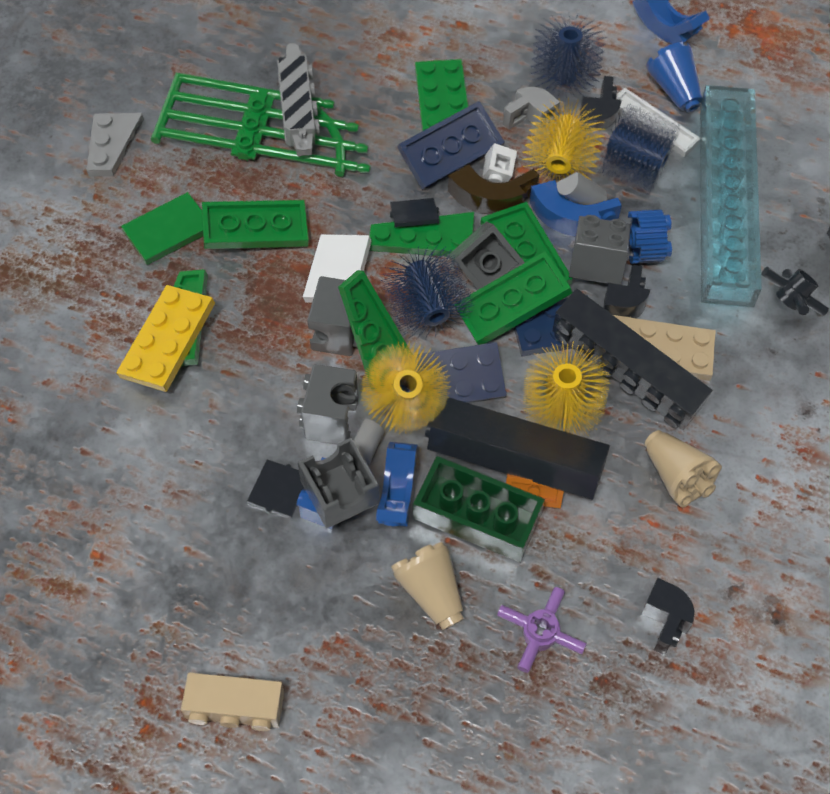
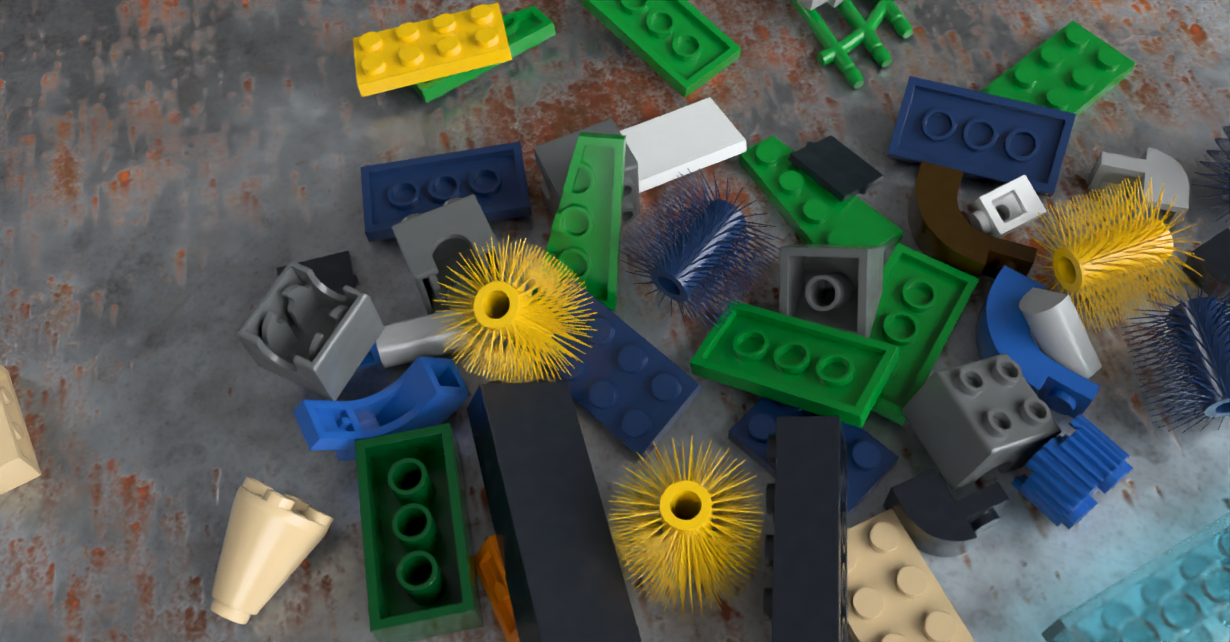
camera: 60 degrees right, 0 degrees up
(270, 390) = (425, 183): none -> dark blue plate

